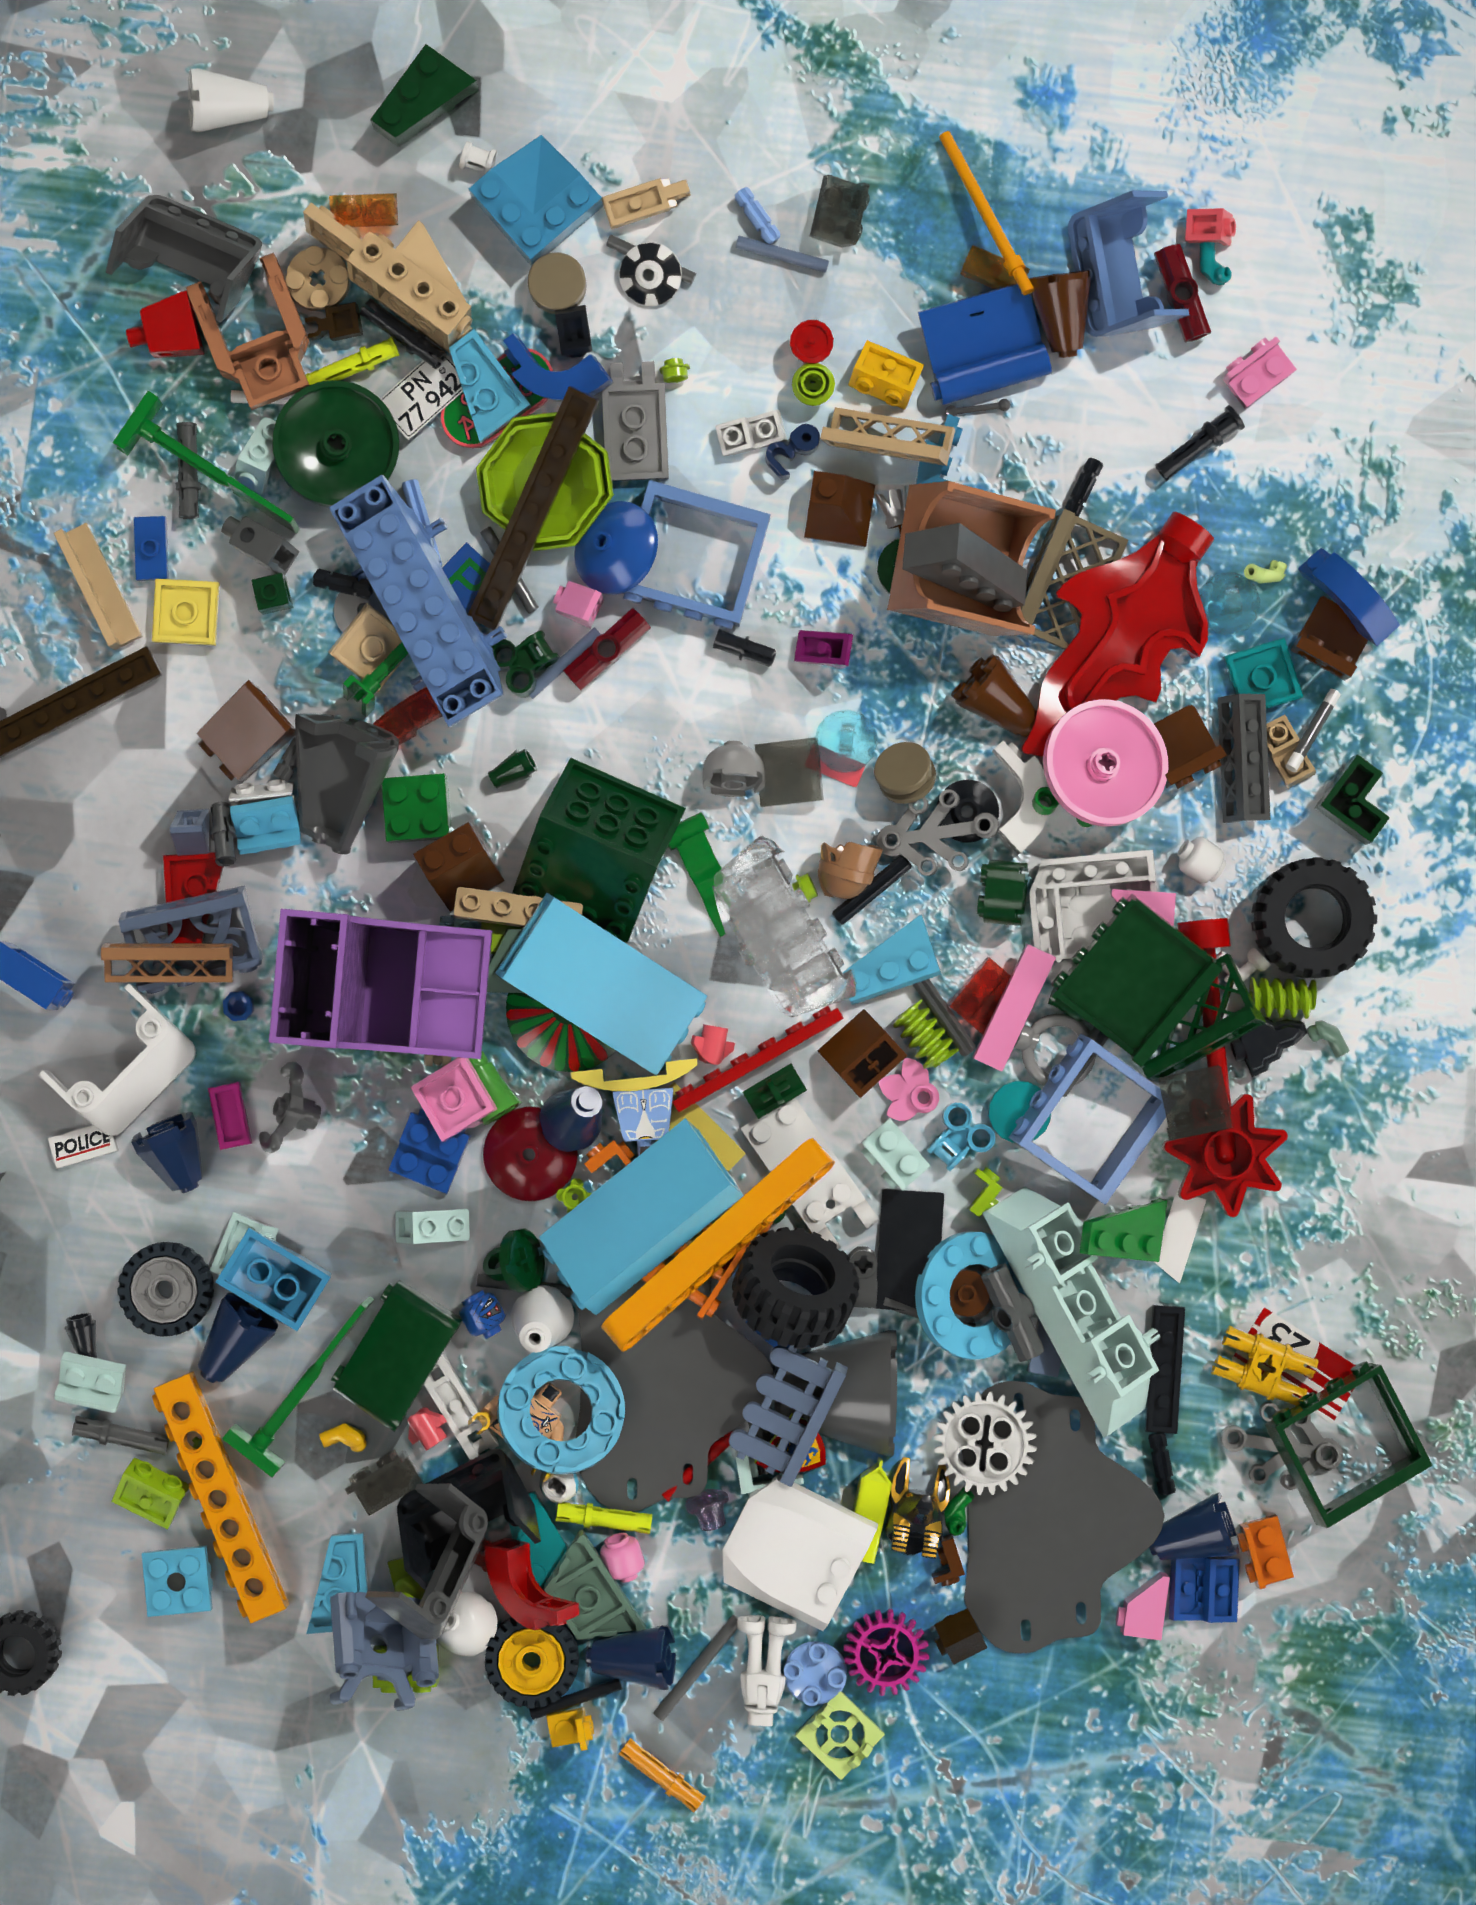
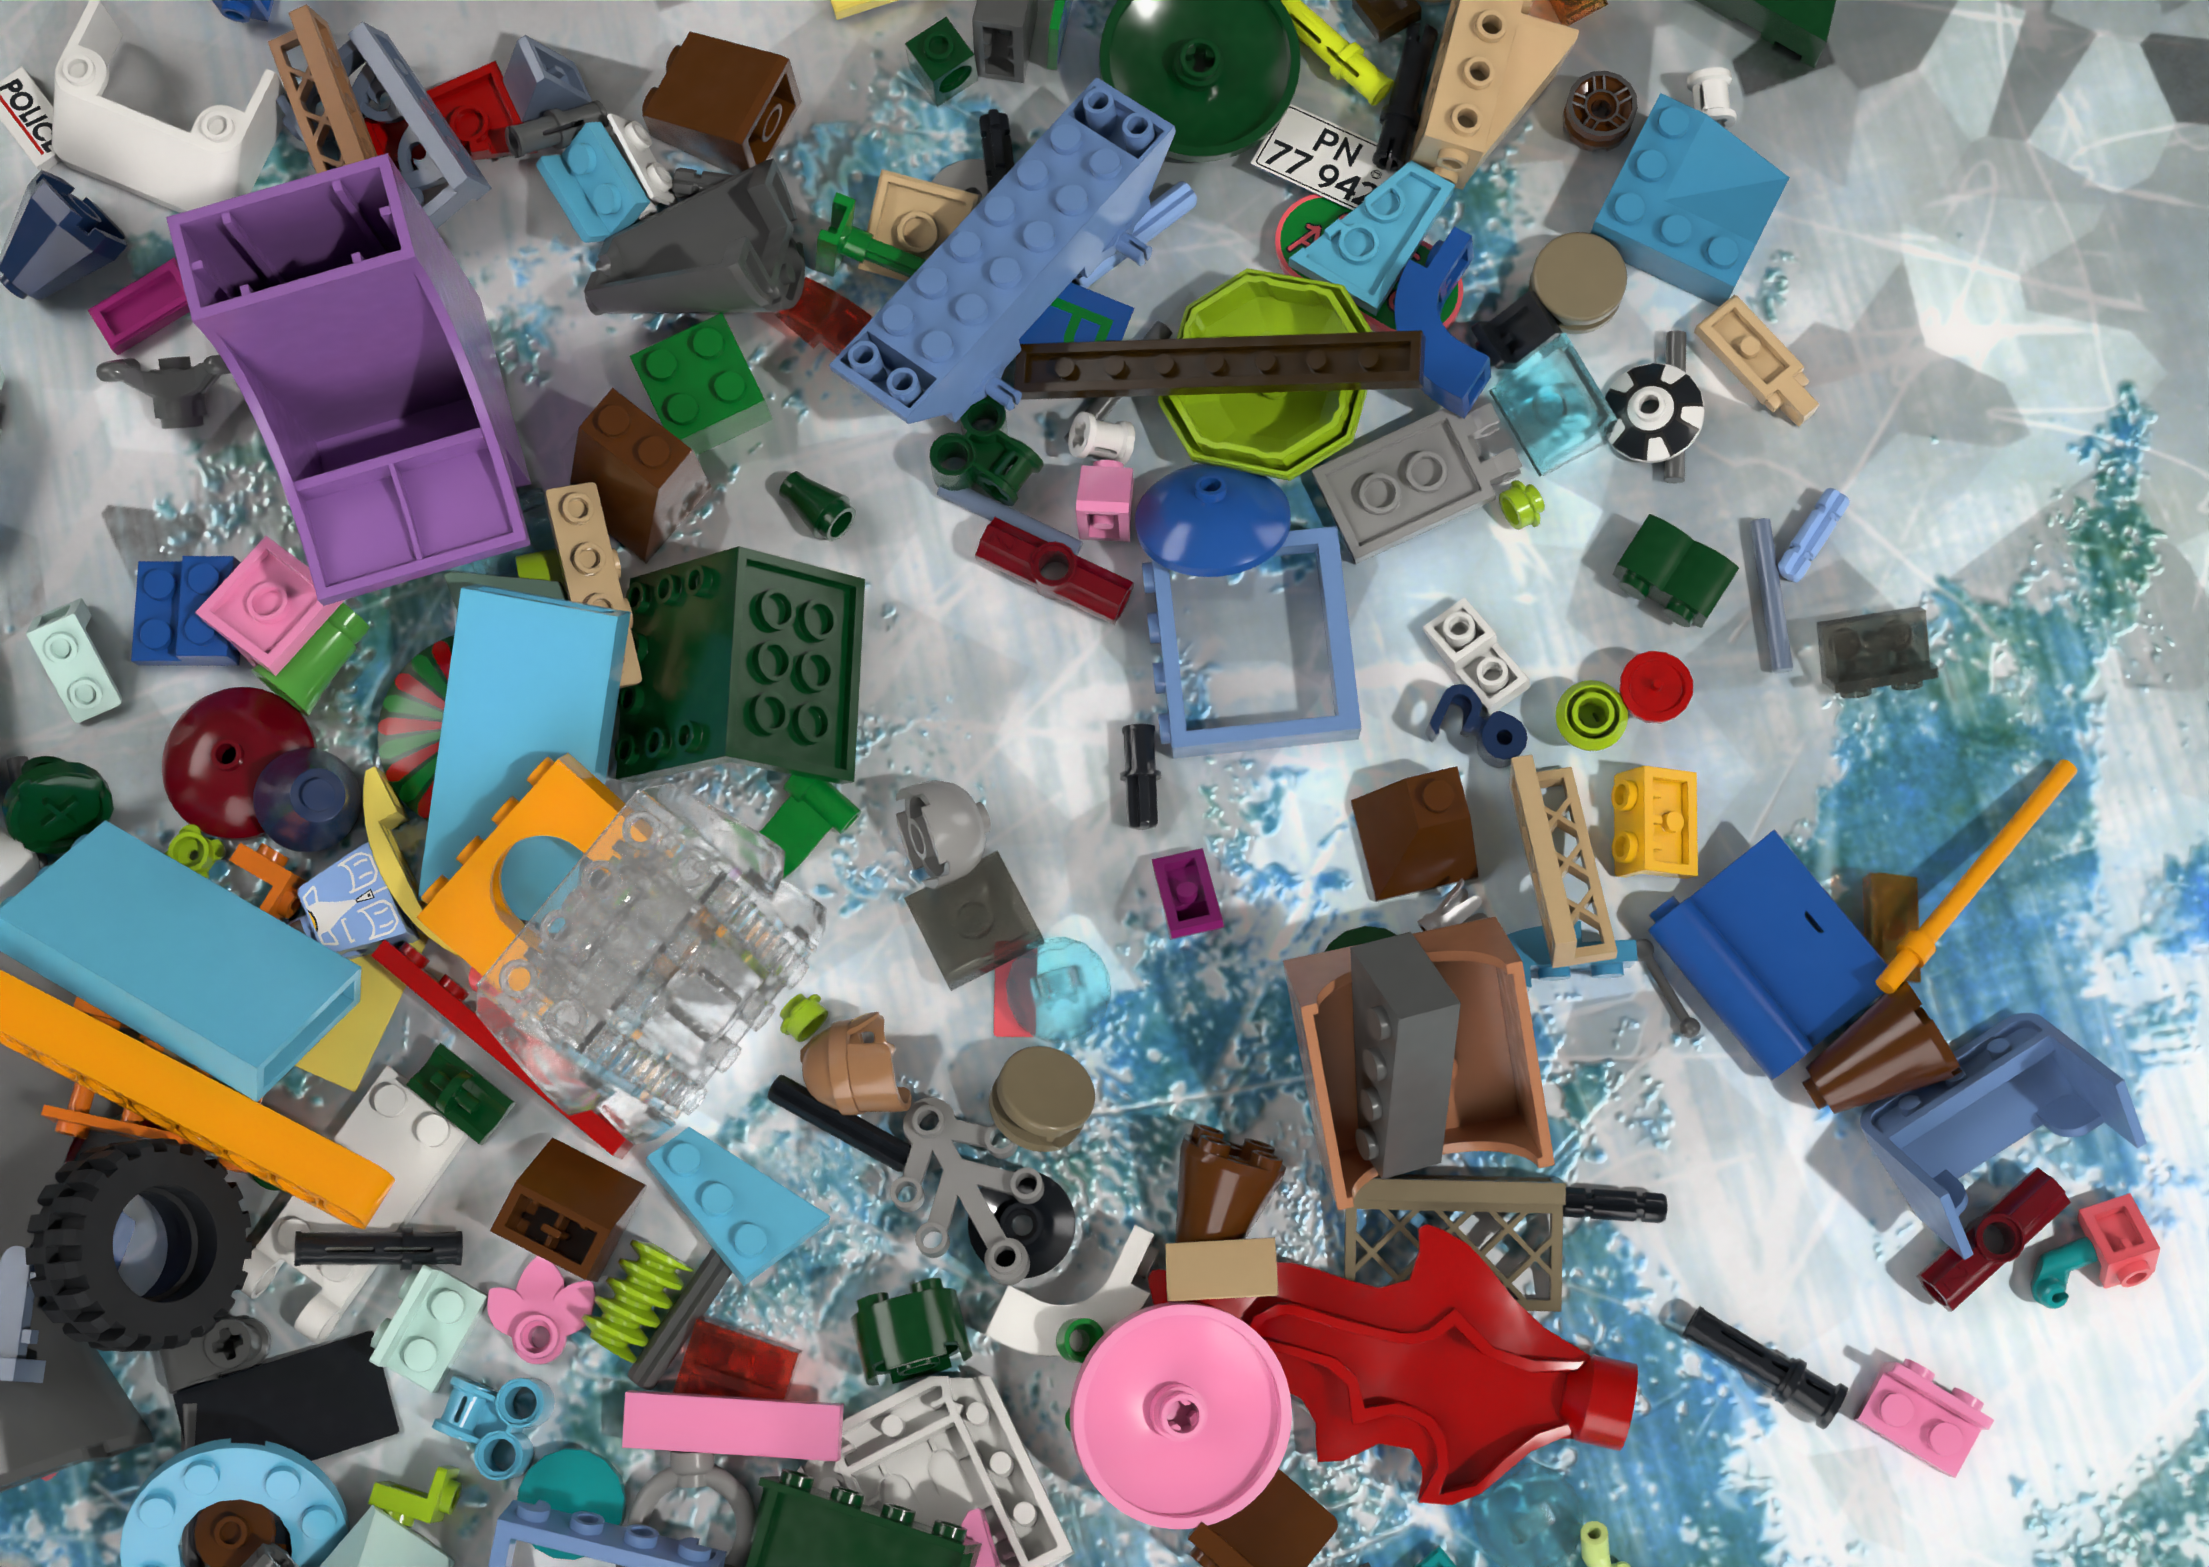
camera: 75 degrees right, 10 degrees down
(461, 213) = (1588, 95): none -> reddish brown wheel
(541, 591) = (1101, 438): none -> white bush
(626, 329) = (1554, 407): none -> clear light blue slope
(643, 972) = (471, 907): none -> light orange arch
(748, 302) = (1674, 572): none -> dark green brick
(847, 1152) = (445, 1248): none -> black pin
(1038, 710) = (1221, 1269): none -> tan slope

